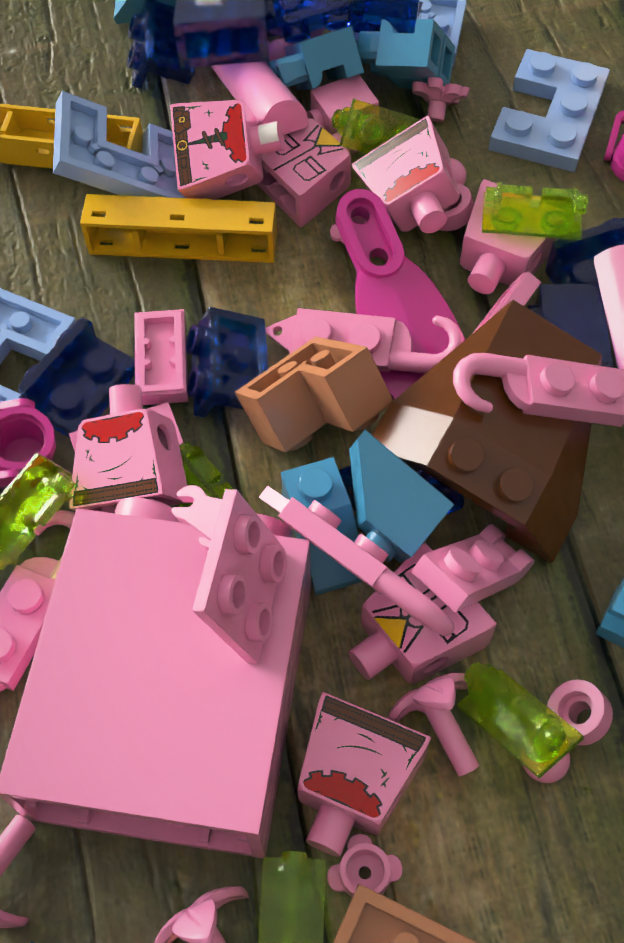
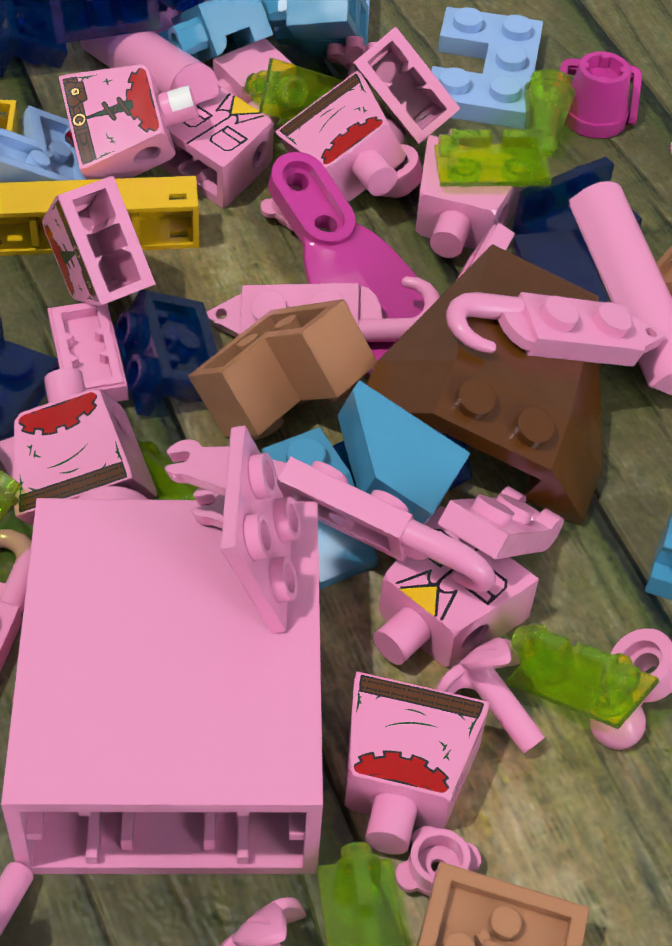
camera: 15 degrees left, 10 degrees down
(178, 265) = (96, 244): none -> bright pink torso
(469, 132) = (405, 86): none -> bright pink torso
(595, 156) = (548, 101): none -> clear neon green cone

